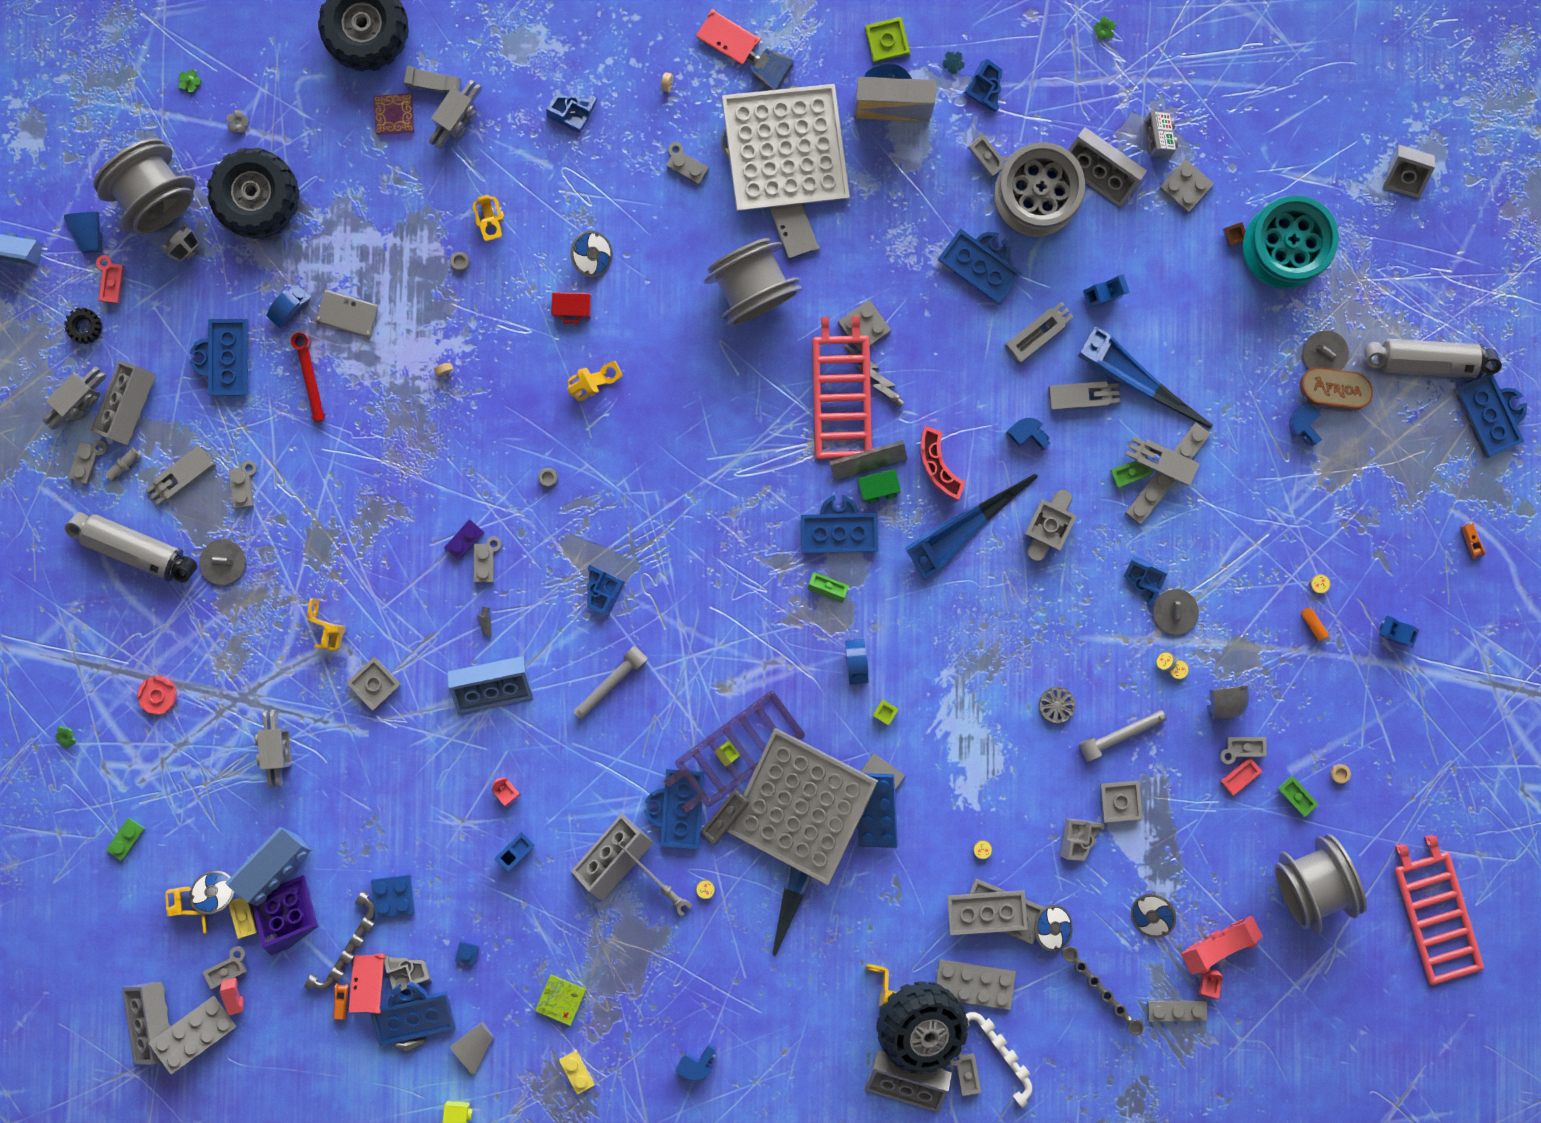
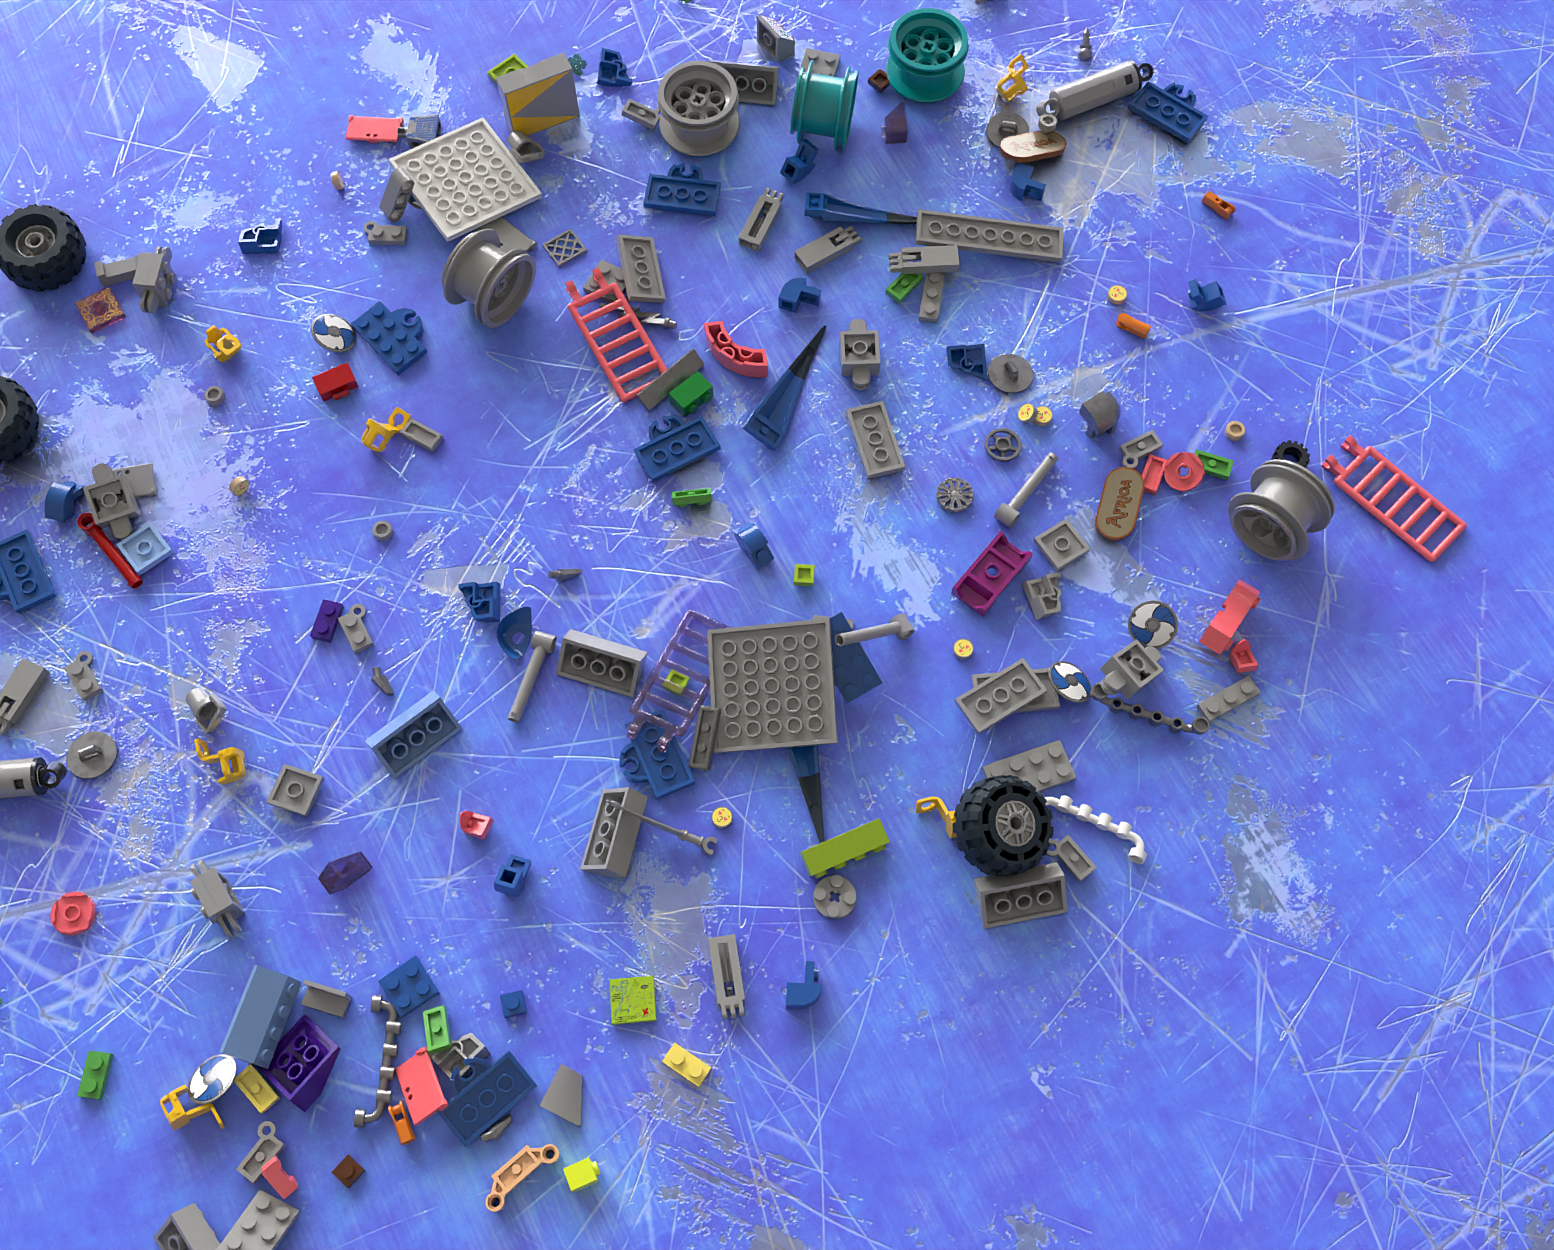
camera: 25 degrees left, 20 degrees down
(285, 1016) = (348, 1171): none -> reddish brown plate
(324, 873) = (326, 999): none -> light grey panel
(328, 332) = (112, 501): none -> light grey brick
(330, 568) = (205, 707): none -> light grey piece
(339, 389) = (145, 548): none -> light blue plate
(383, 776) = (344, 872): none -> clear purple slope
(399, 945) = (437, 1030): none -> bright green plate
(410, 1084) = (516, 1171): none -> light nougat plate
(605, 648) = (515, 622): none -> blue piece
(623, 399) = (421, 435): none -> light grey tile
(642, 280) = (392, 335): none -> blue plate
(645, 1013) = (727, 969): none -> light grey hinge
(674, 702) = (601, 662): none -> light grey slope
(681, 601) = (564, 574): none -> flat silver bar
(713, 136) = (396, 194): none -> light grey beam
(768, 994) = (834, 910): none -> light grey plate
(789, 969) = (844, 847): none -> lime brick
(842, 252) = (560, 238): none -> light grey window
(857, 136) = (524, 148): none -> light grey piece
(899, 330) = (640, 268): none -> light grey plate
(939, 804) = (897, 625): none -> light grey piece
(1017, 615) = (875, 439): none -> light grey plate
(1025, 801) = (979, 588): none -> magenta piece
(1108, 949) = (1131, 670): none -> light grey brick
(1126, 679) = (1002, 445): none -> flat silver wheel
(1159, 253) = (824, 105): none -> teal wheel
(1194, 790) = (1119, 503): none -> dark tan tile
(1220, 295) = (895, 126): none -> clear purple slope
(1237, 465) = (990, 235): none -> light grey plate
(1261, 800) = (1172, 471): none -> coral plate
(1363, 303) = (1019, 86): none -> yellow piece
(1364, 372) = (1047, 123): none -> light grey tile
(1381, 832) = (1292, 449): none -> black tyre
(1453, 304) = (1085, 52): none -> flat silver bar

